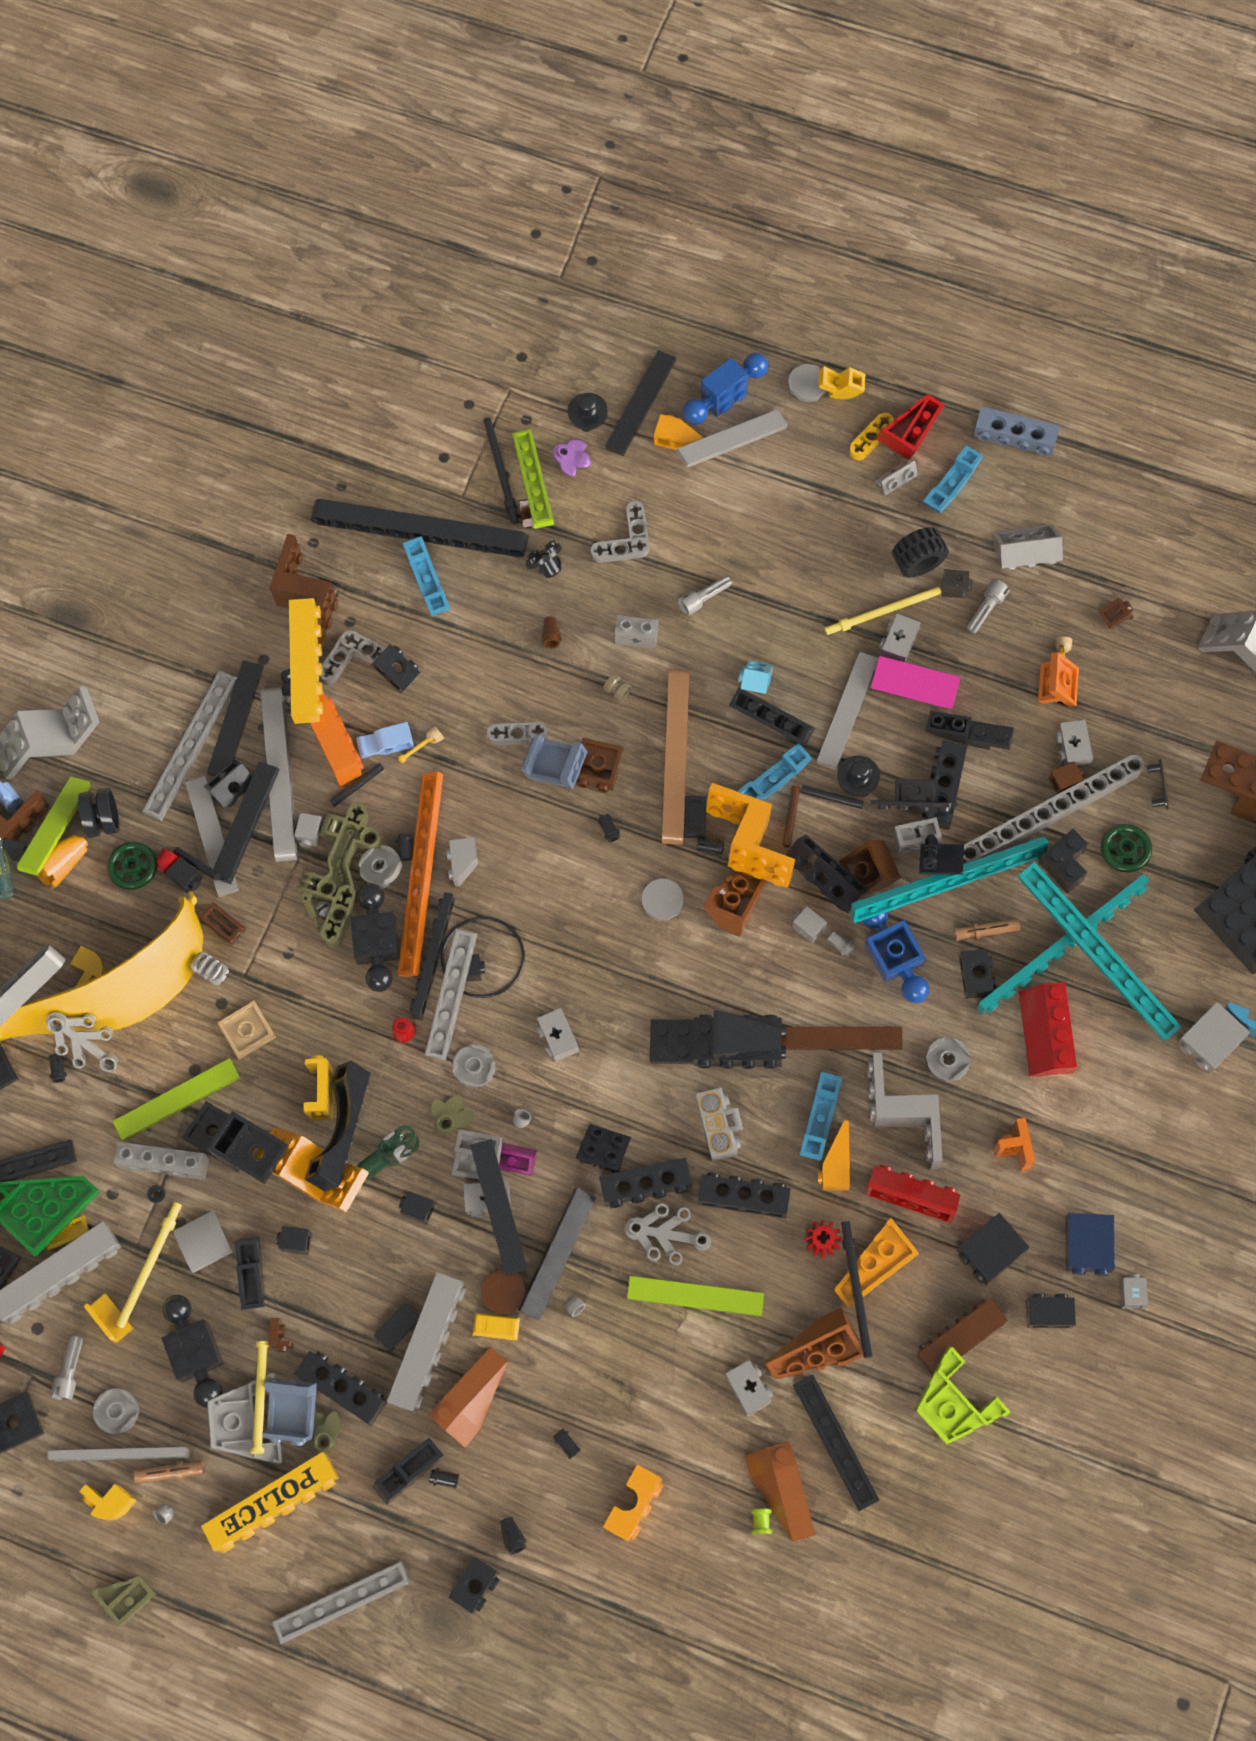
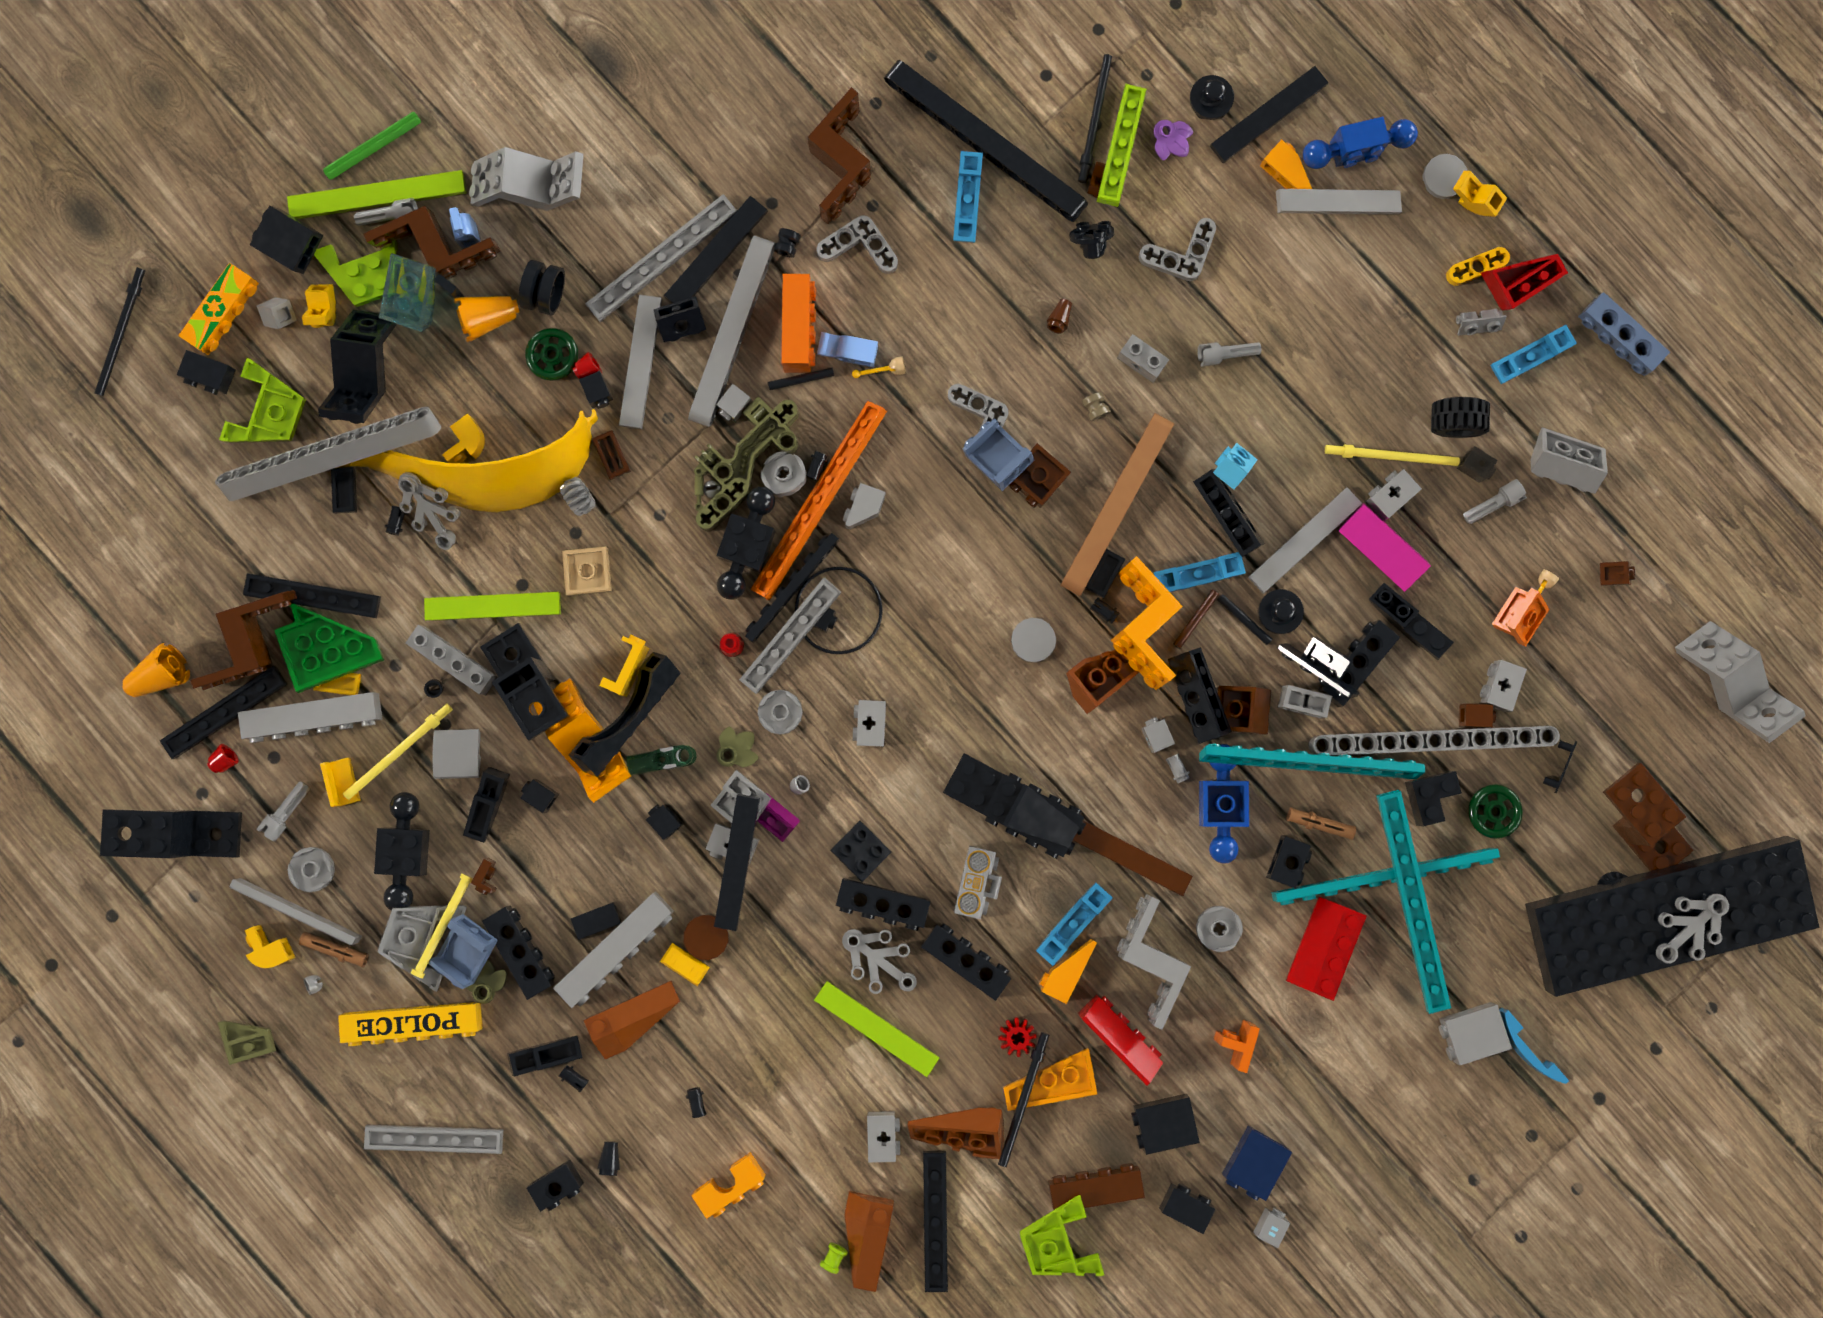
camera: 20 degrees right, 15 degrees up
(53, 827) = (491, 281): lime tile -> none
(197, 864) = (612, 385): black bar -> none
(245, 821) = (676, 367): black tile -> none
(304, 661) = (805, 234): yellow brick -> none
(398, 680) = (883, 270): black brick -> none
(556, 1254) = (770, 927): tile -> none
(575, 1306) = (763, 982): light grey hinge -> none
(609, 828) = (1017, 544): black pin -> none
(940, 858) = (1314, 739): black hinge -> none

